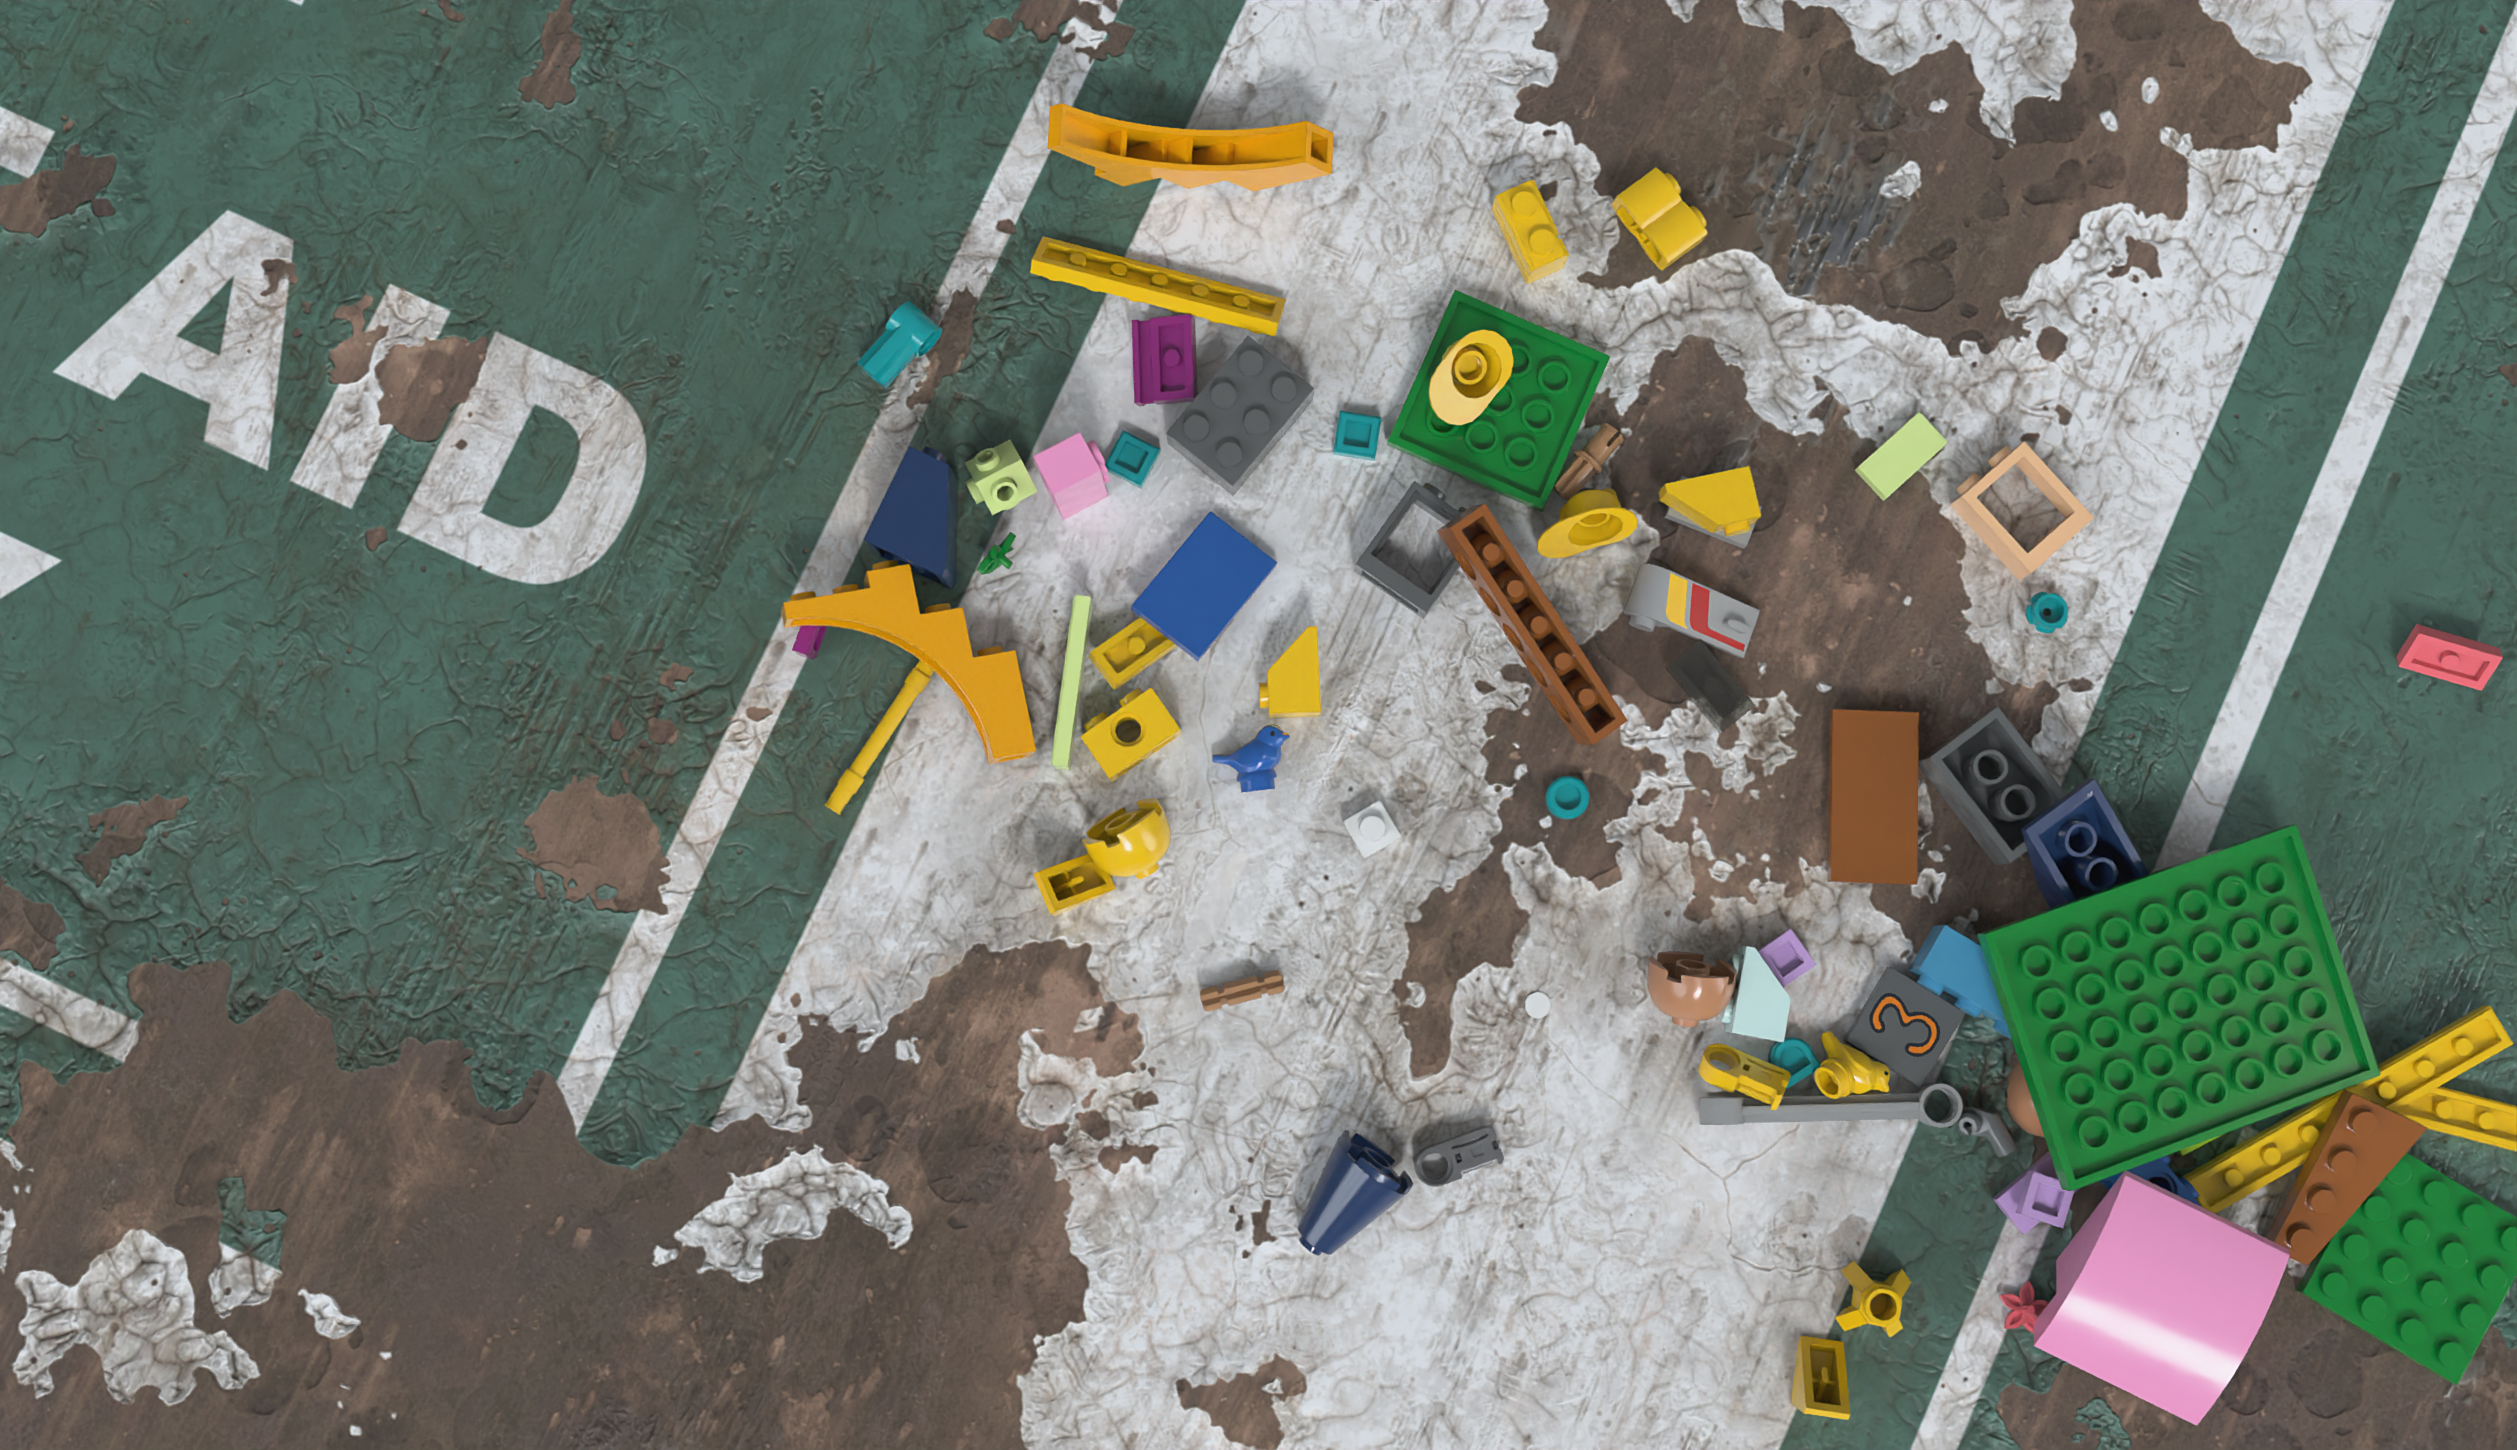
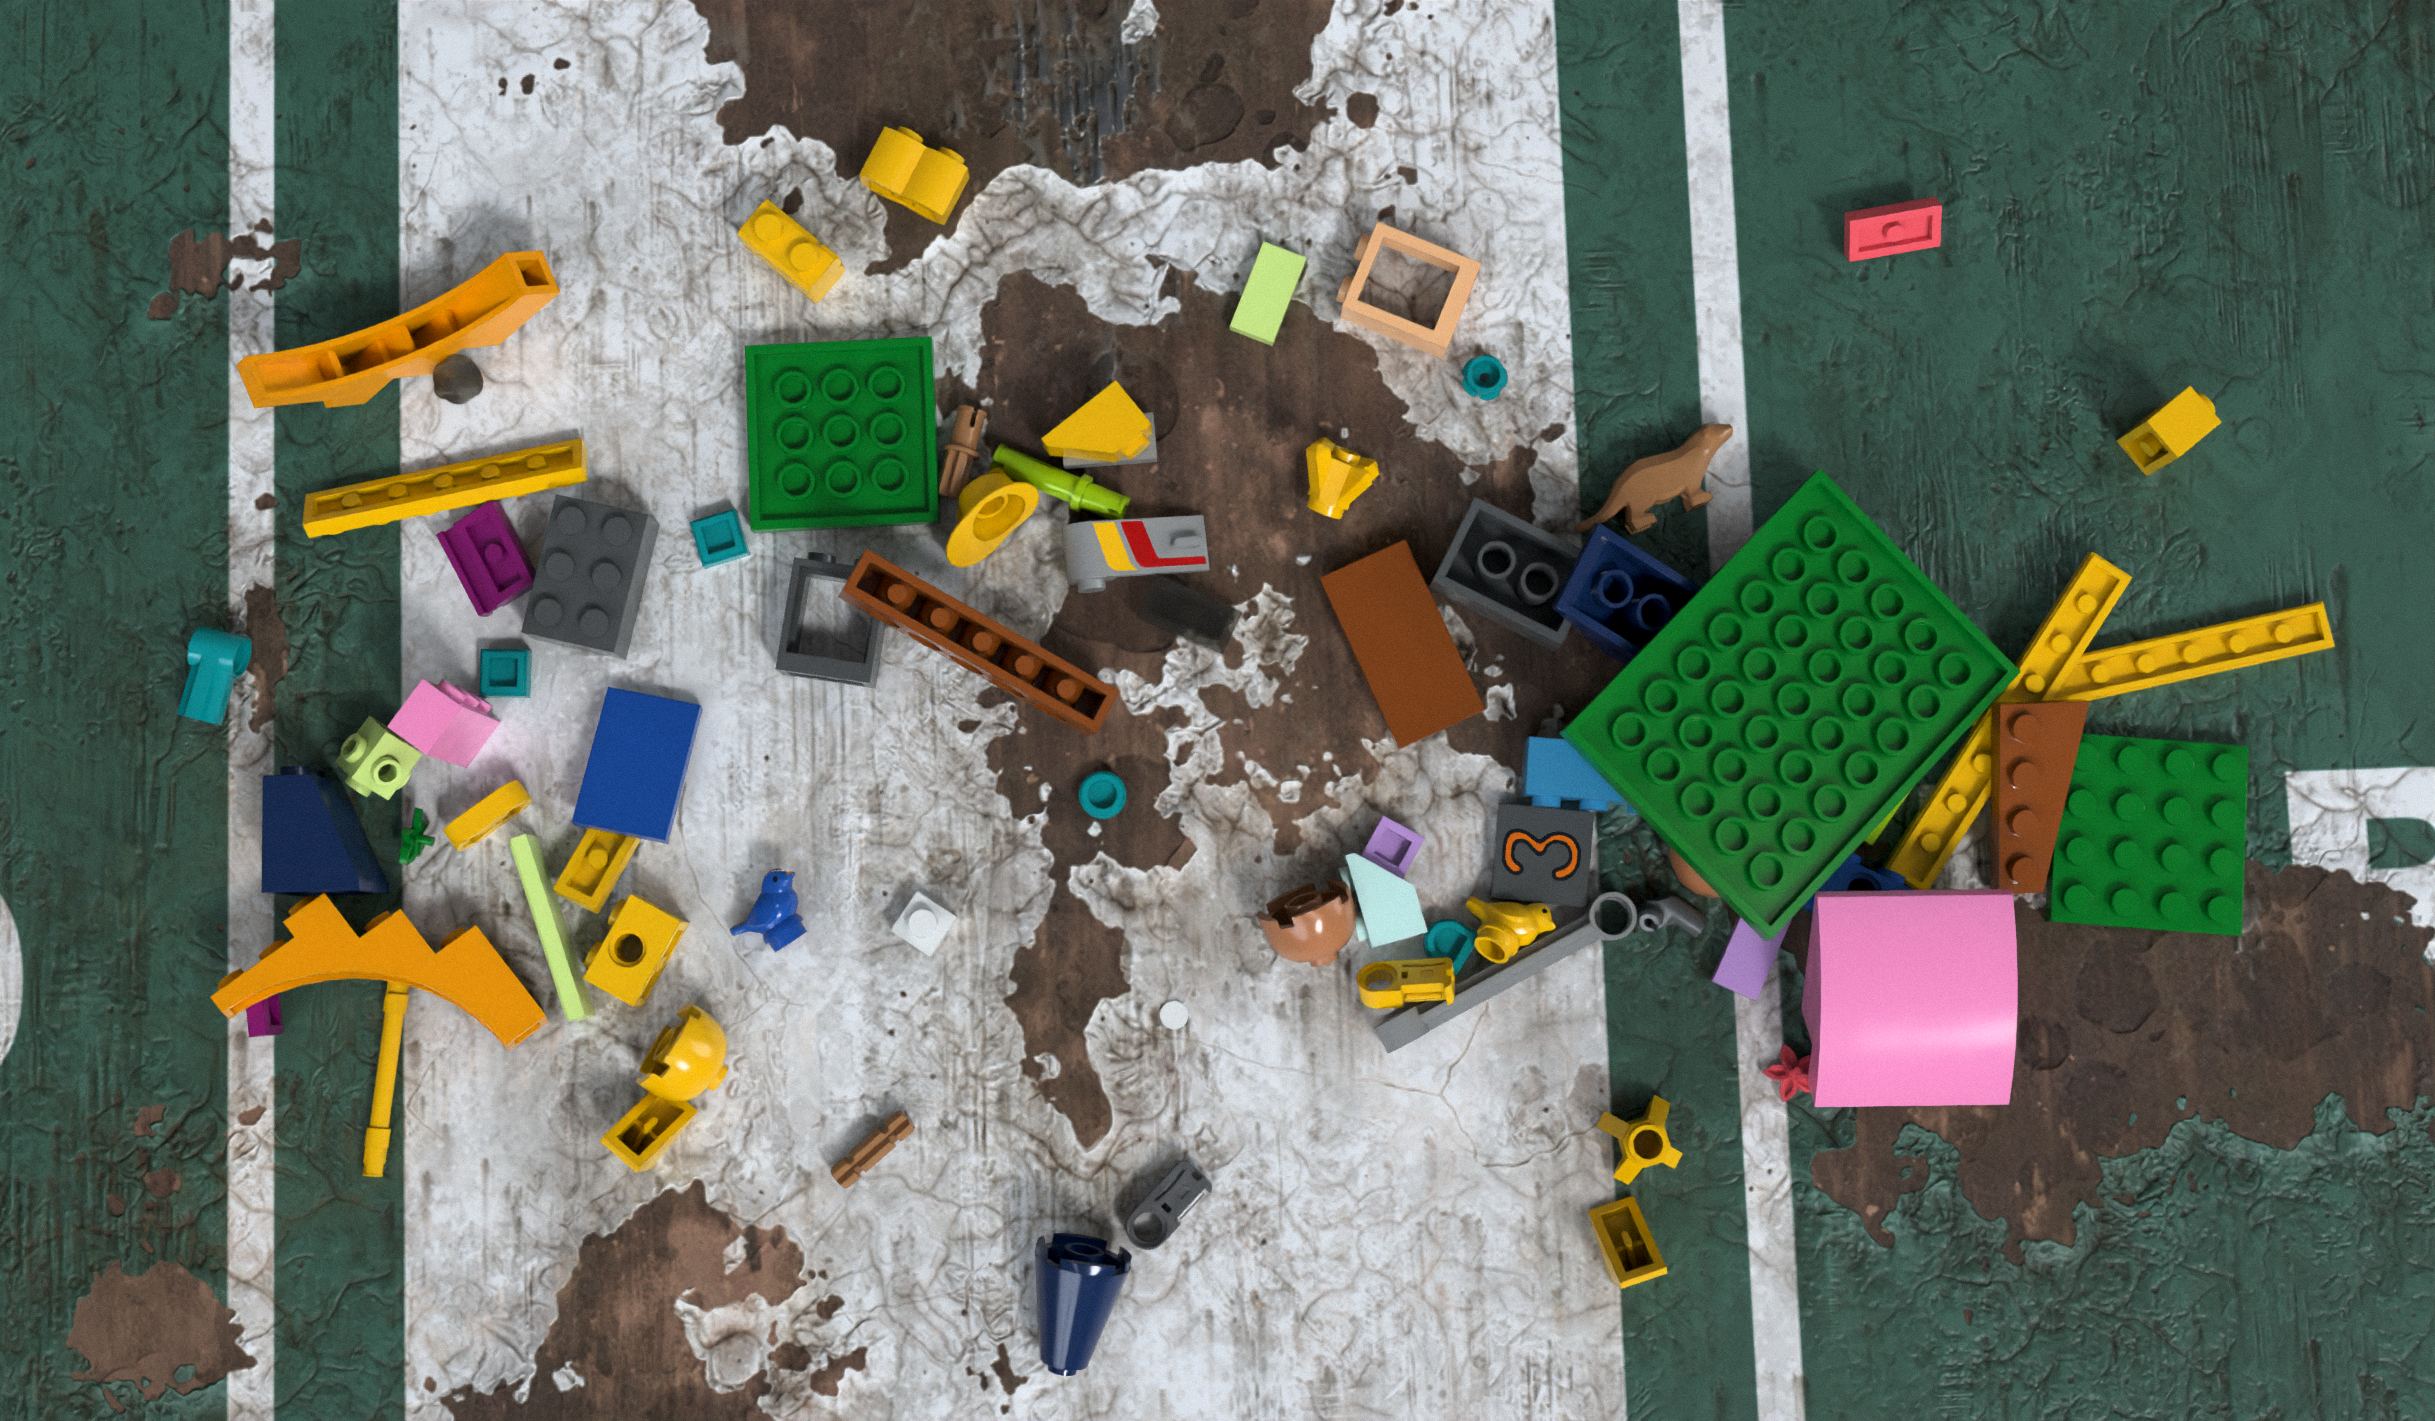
camera: 25 degrees left, 0 degrees up
(1064, 566) = (487, 815): none -> yellow beam
(1209, 203) = (457, 379): none -> clear smoke tile
(1294, 680) = (773, 814): yellow slope -> none
(1470, 376) = (796, 427): yellow piece -> none
(1657, 528) = (1063, 485): none -> lime pin
(1886, 634) = (1336, 477): none -> yellow rock
(2044, 1199) = (1756, 958): lavender plate -> none
(2153, 768) = (1660, 479): none -> medium nougat animal

